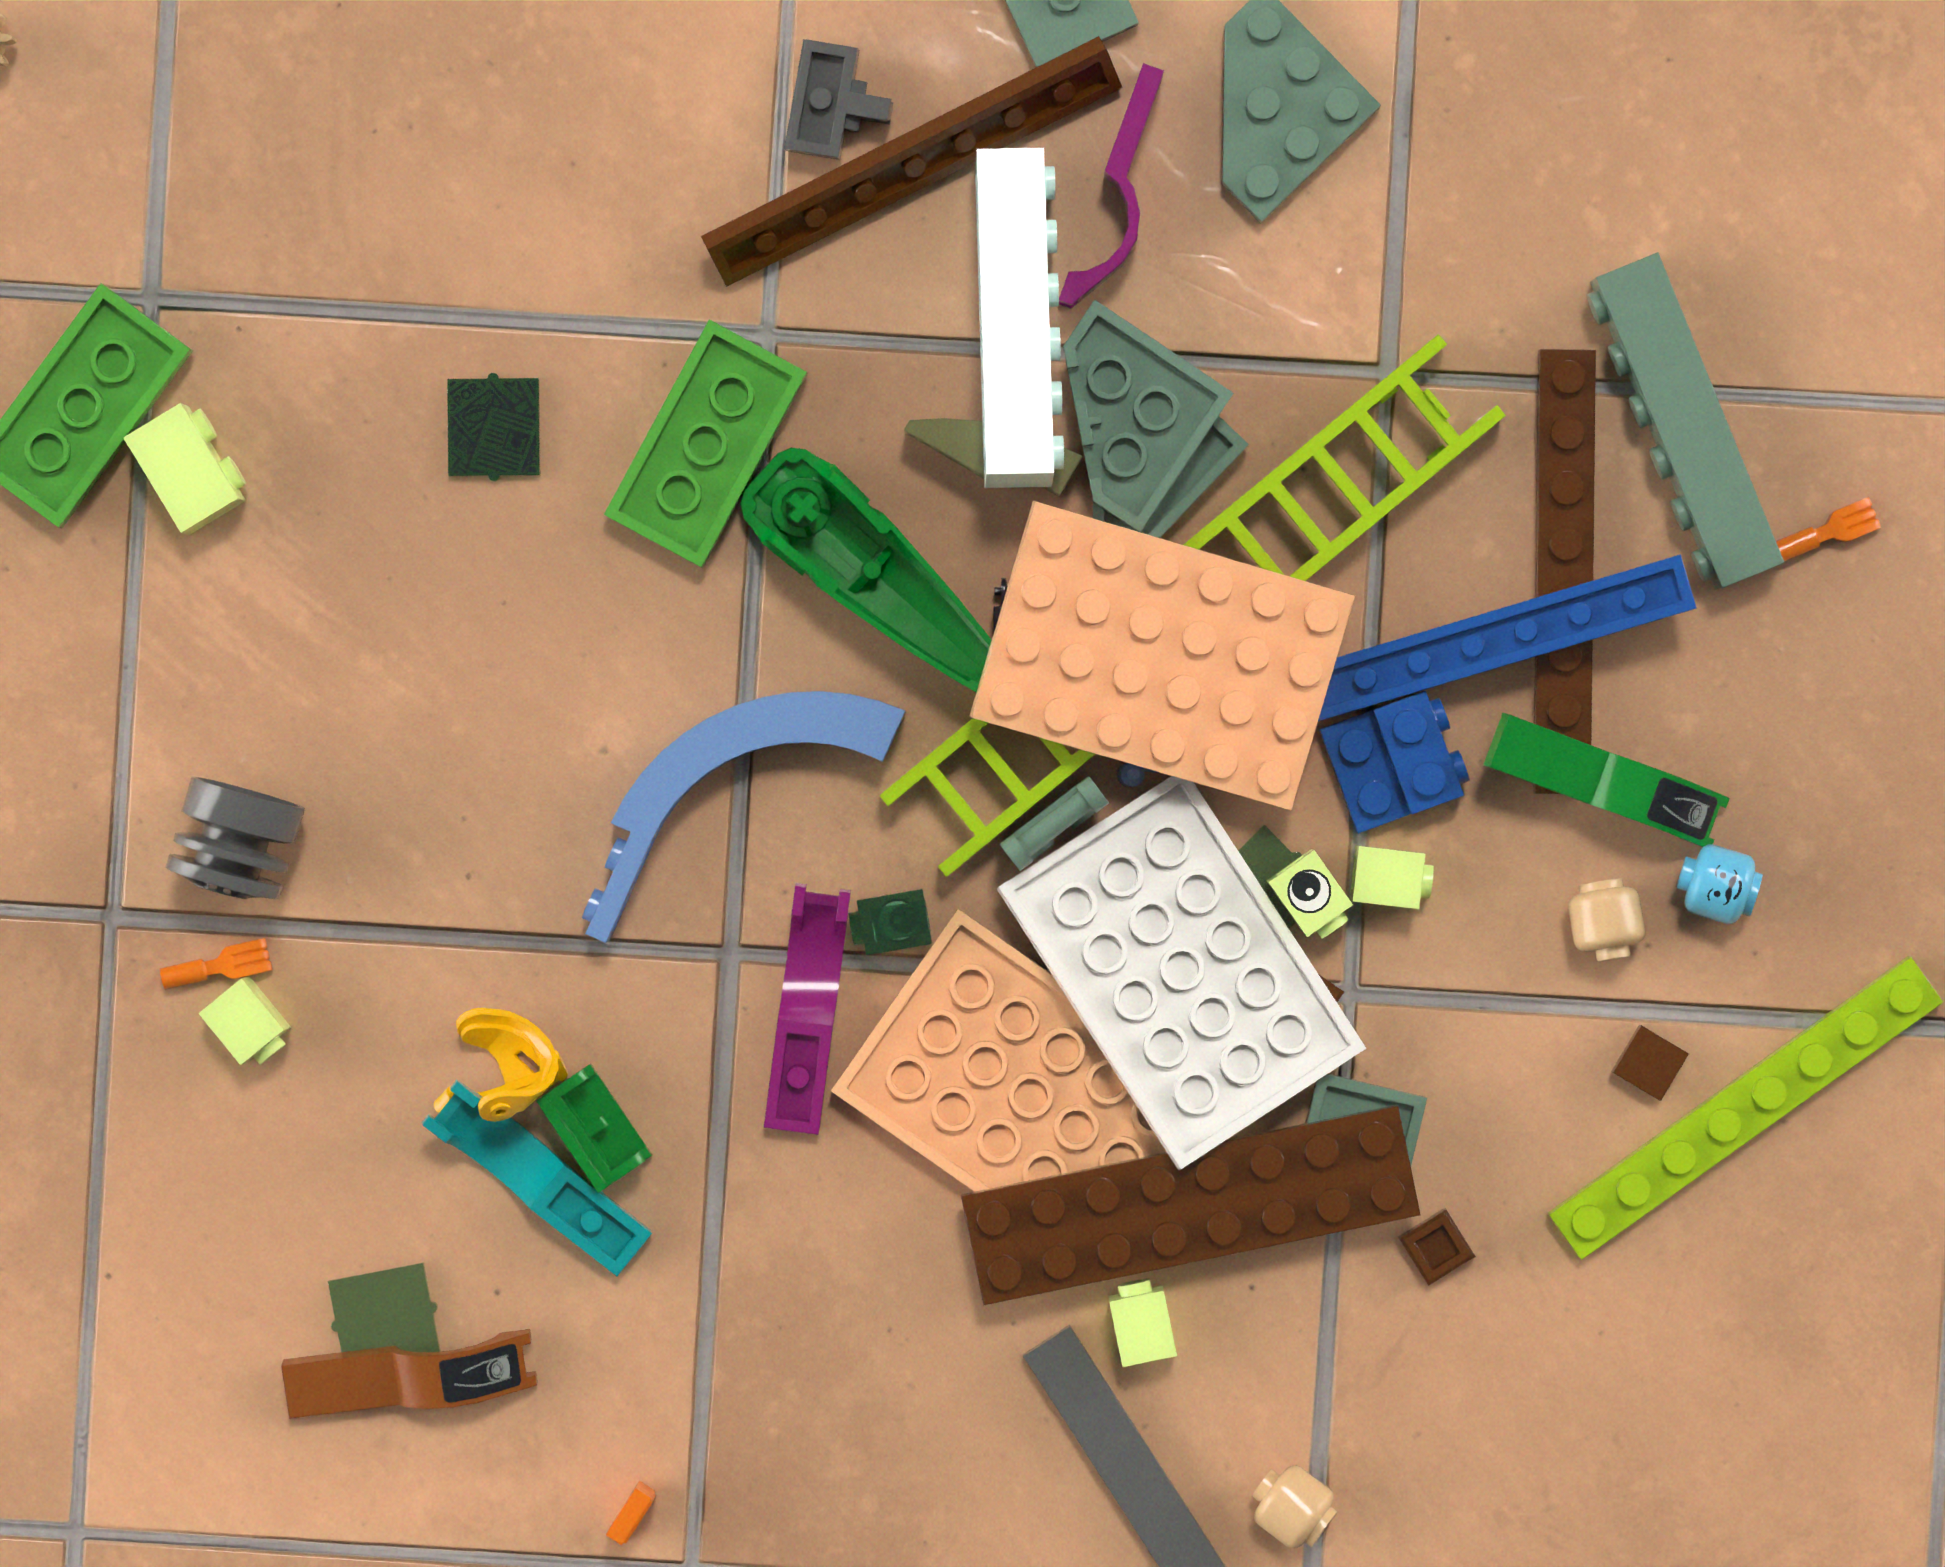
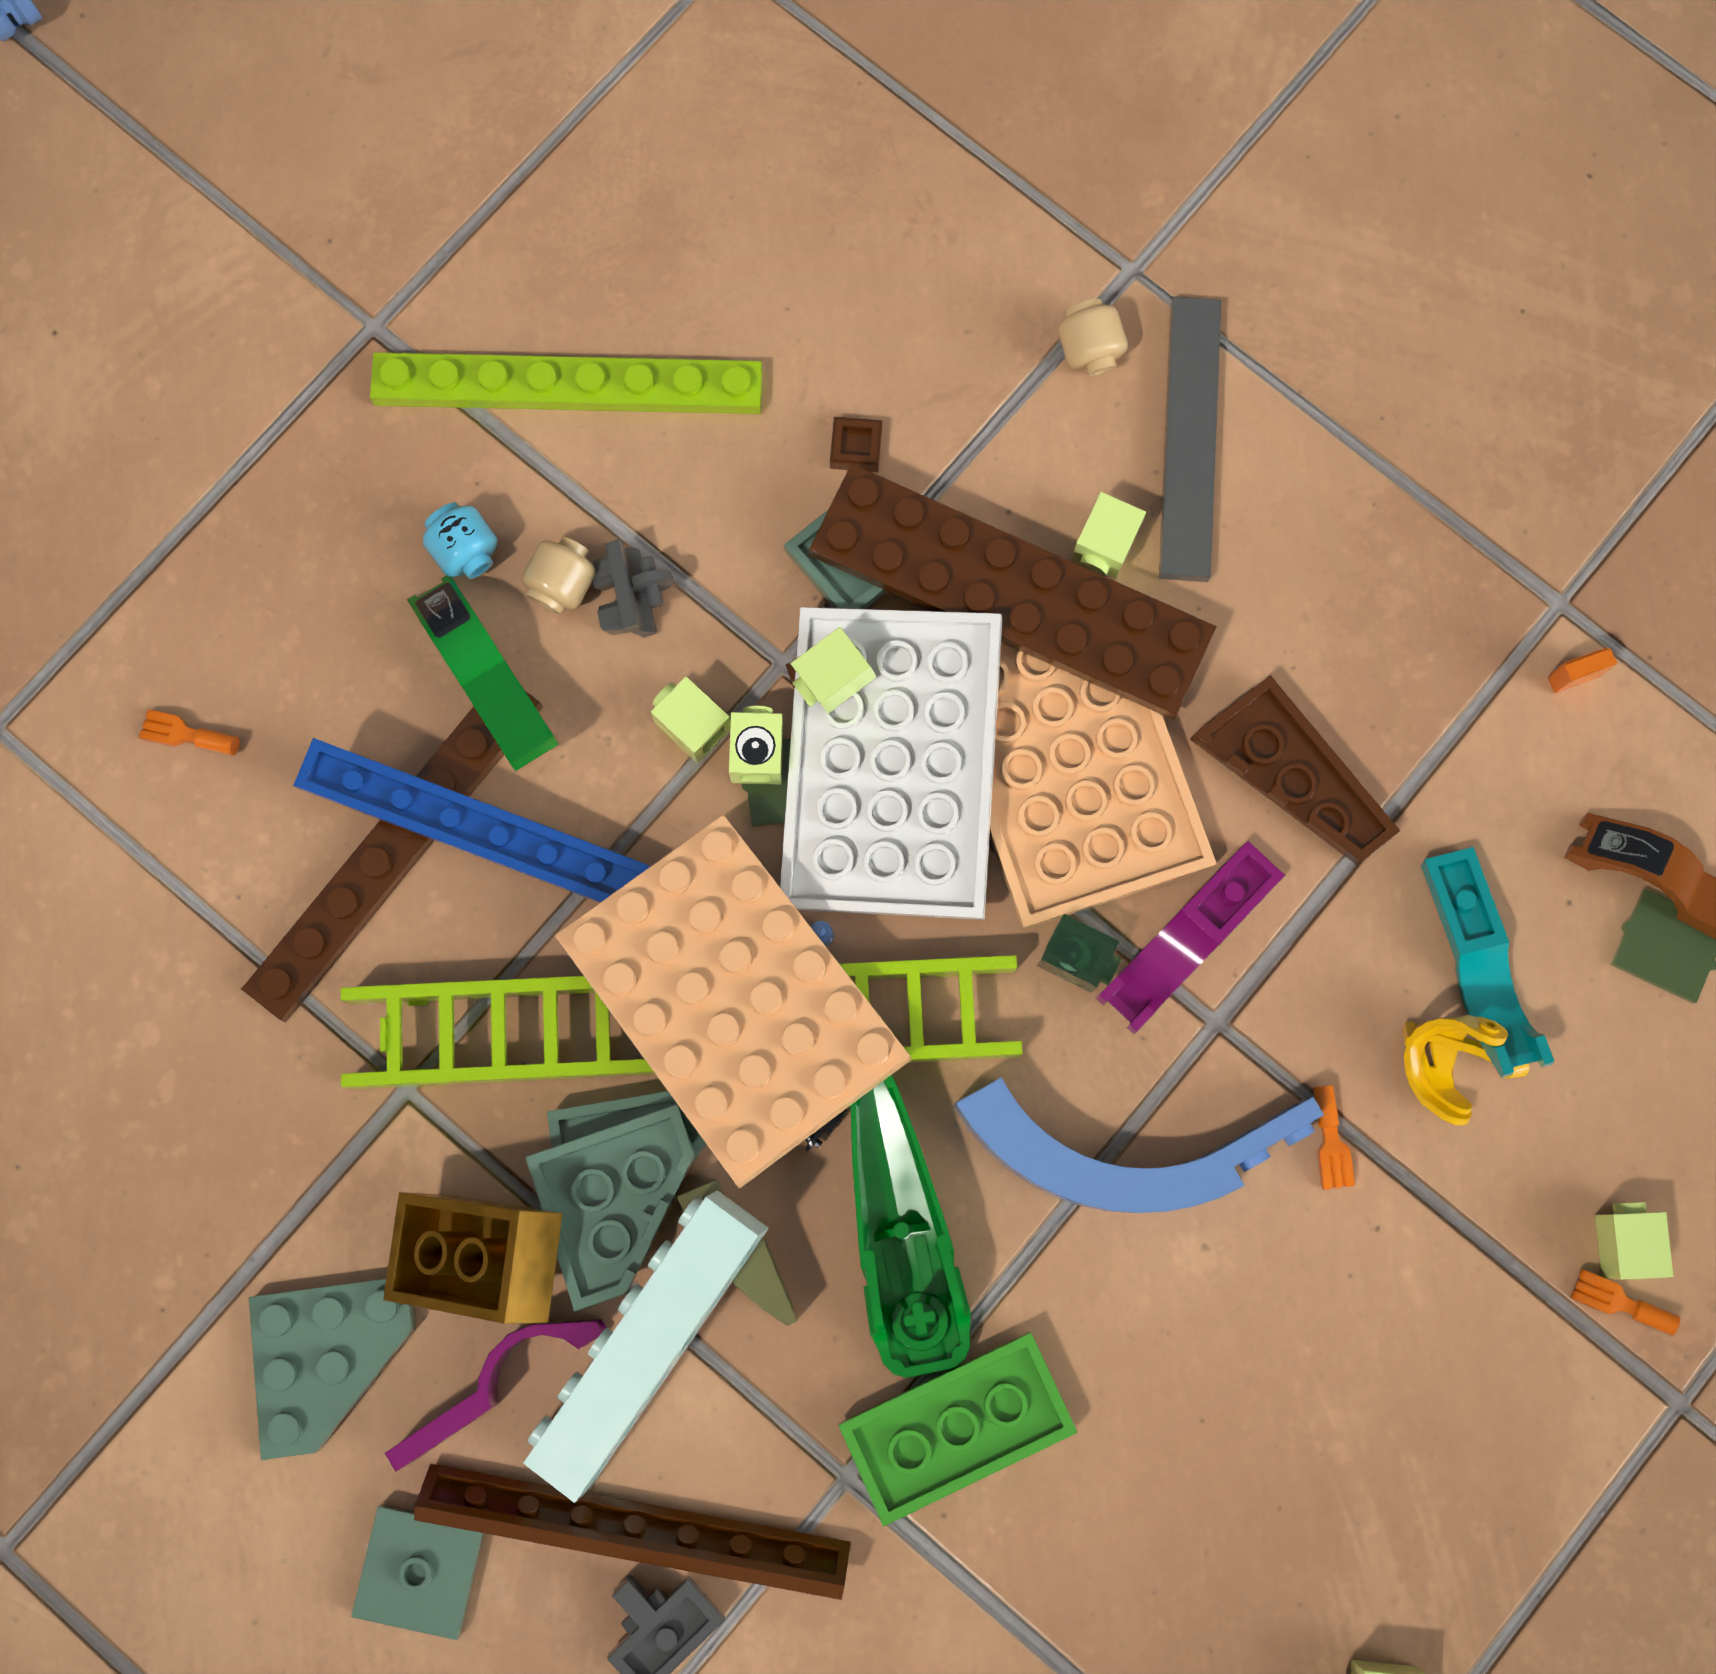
camera: 145 degrees left, 10 degrees down
(235, 839) = (1558, 1388): dark grey wheel -> none
(493, 427) = (1113, 1568): clear green piece -> none
(551, 911) = (1333, 1155): none -> orange piece
(594, 1128) = (1416, 967): green hinge -> none
(830, 1233) = (1293, 766): none -> reddish brown wing
(1066, 811) = (906, 938): sand green plate -> none
(1212, 279) = (473, 1258): none -> pearl gold brick
(1290, 1005) = (831, 671): none -> yellowish green brick
(1394, 761) = (622, 799): blue plate -> none
(1529, 959) = (636, 589): none -> dark grey hips
(1650, 1062) = (608, 460): reddish brown tile -> none
(1685, 421) = (218, 887): sand green brick -> none

